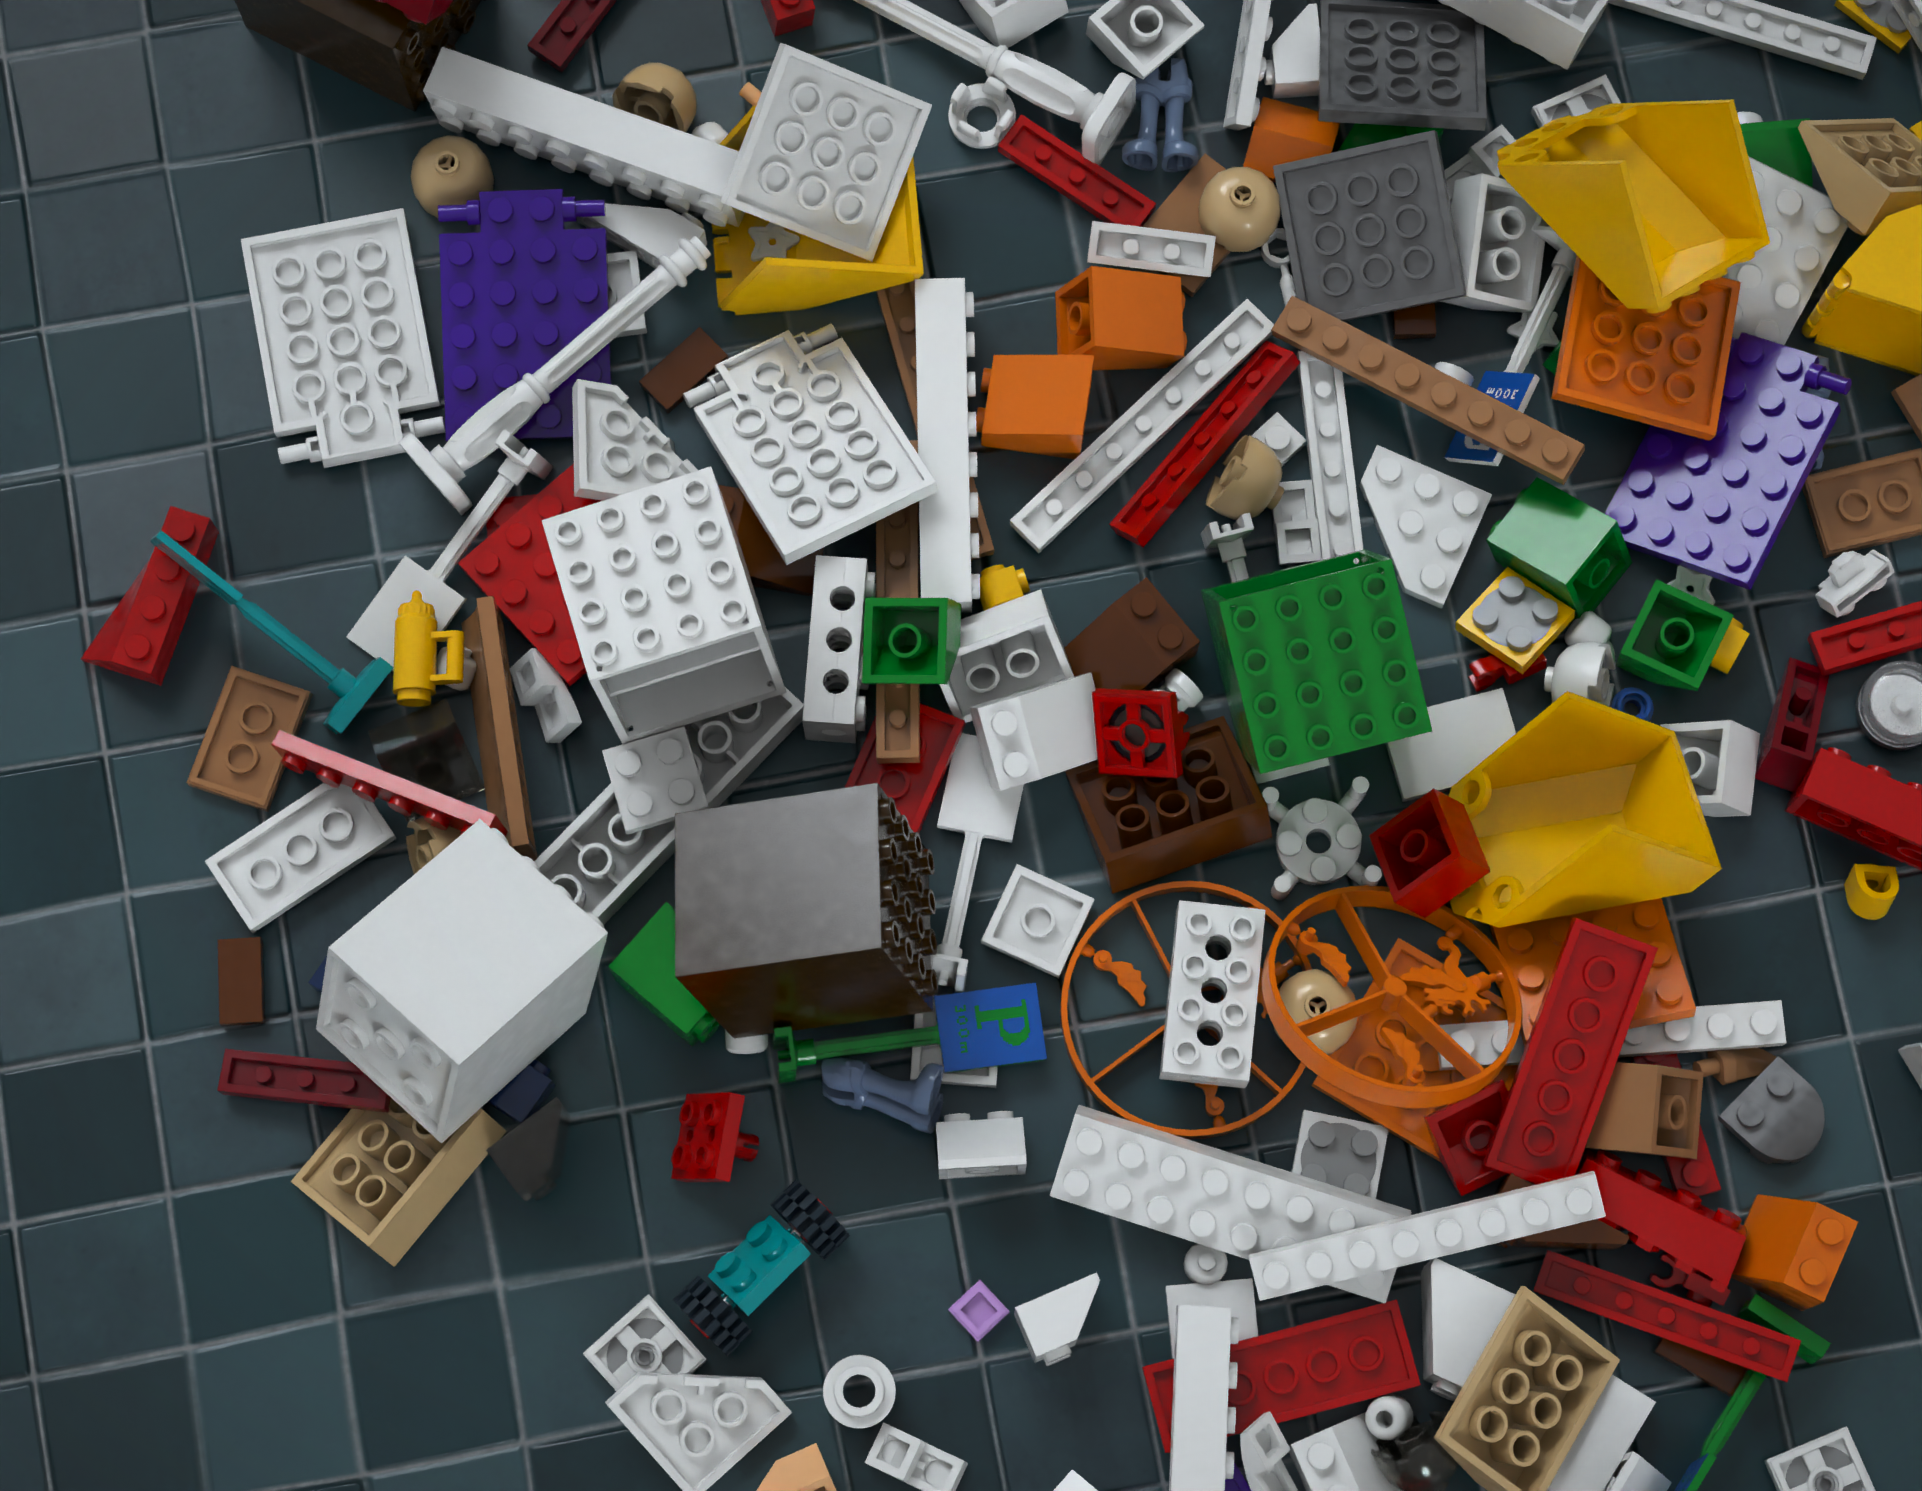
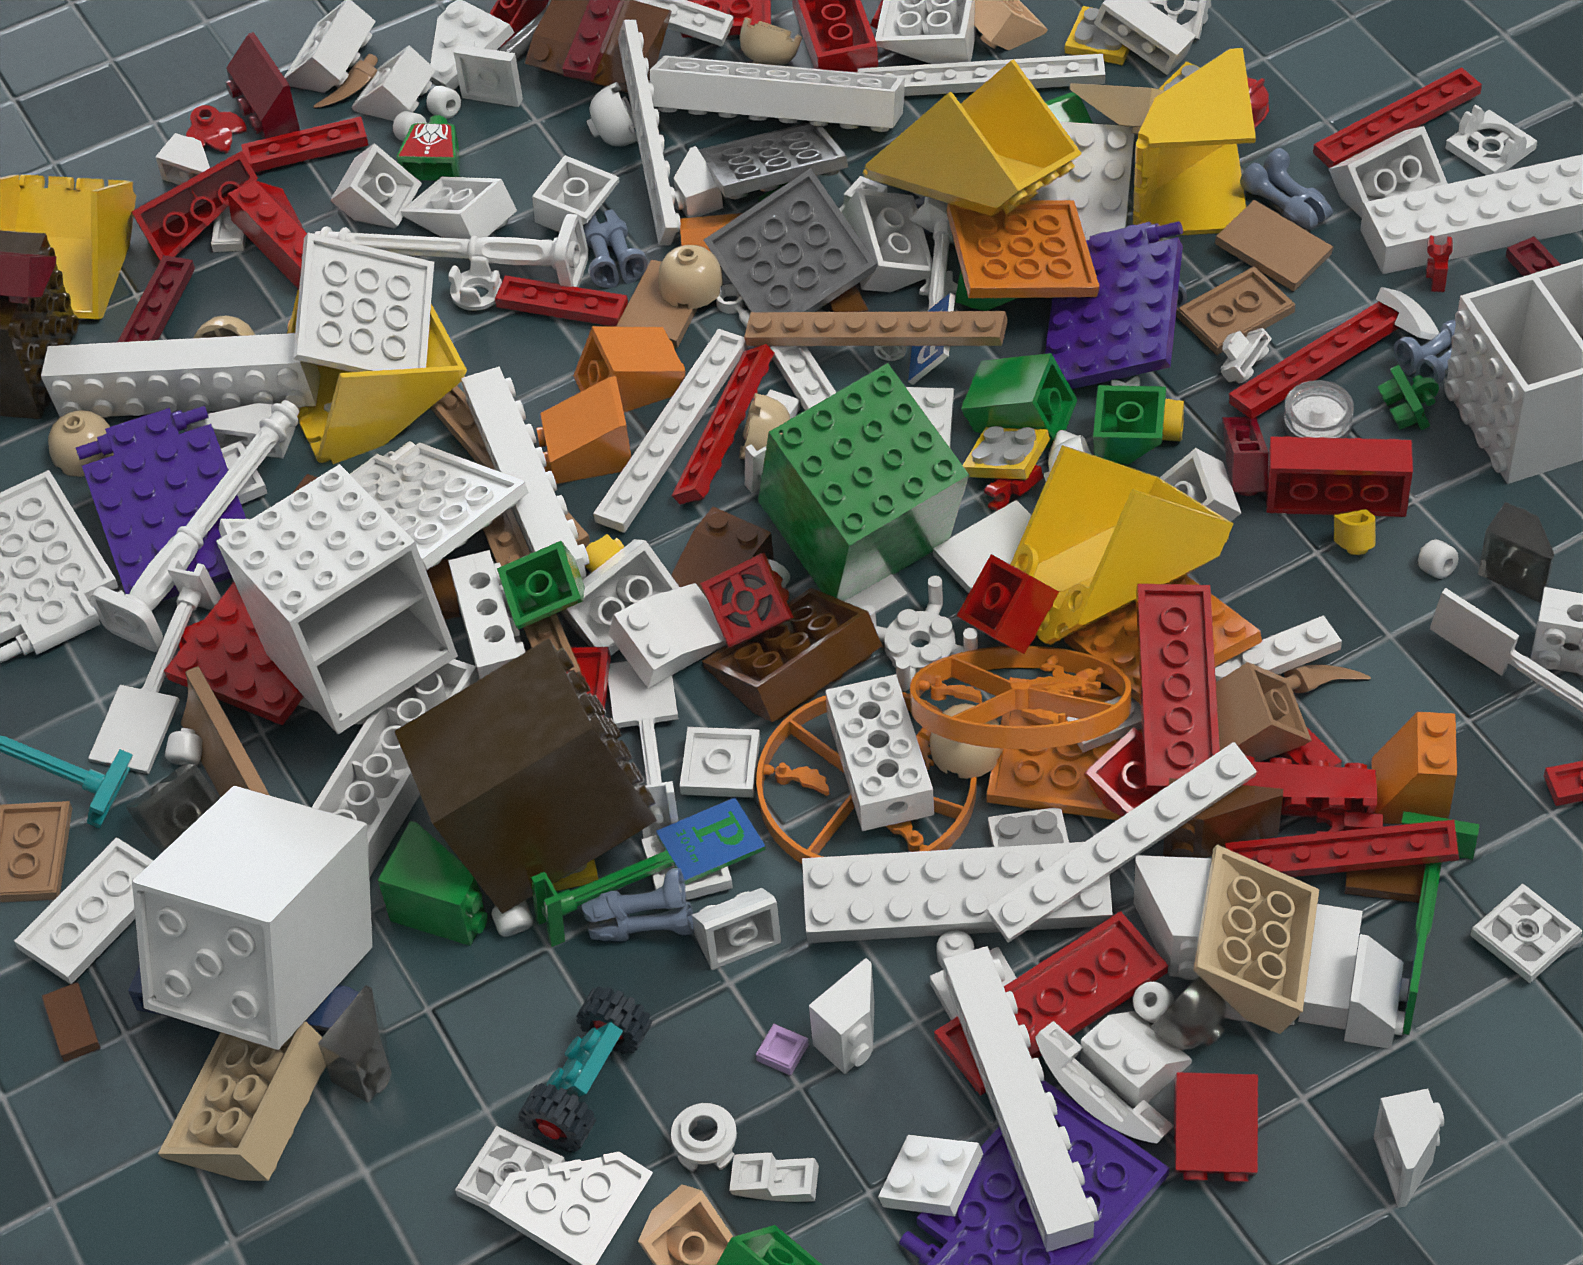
camera: 15 degrees left, 25 degrees down
(299, 1080) = (148, 1068): dark red plate -> none
(374, 783) = (125, 828): plate -> none
(417, 654) = (149, 741): yellow piece -> none
(542, 687) = (267, 739): white slope -> none
(654, 779) = (368, 750): white plate -> none
(711, 1138) = (508, 990): red plate -> none
(1151, 249) = (652, 311): white plate -> none
(1777, 1115) = (1360, 698): flat silver slope -> none

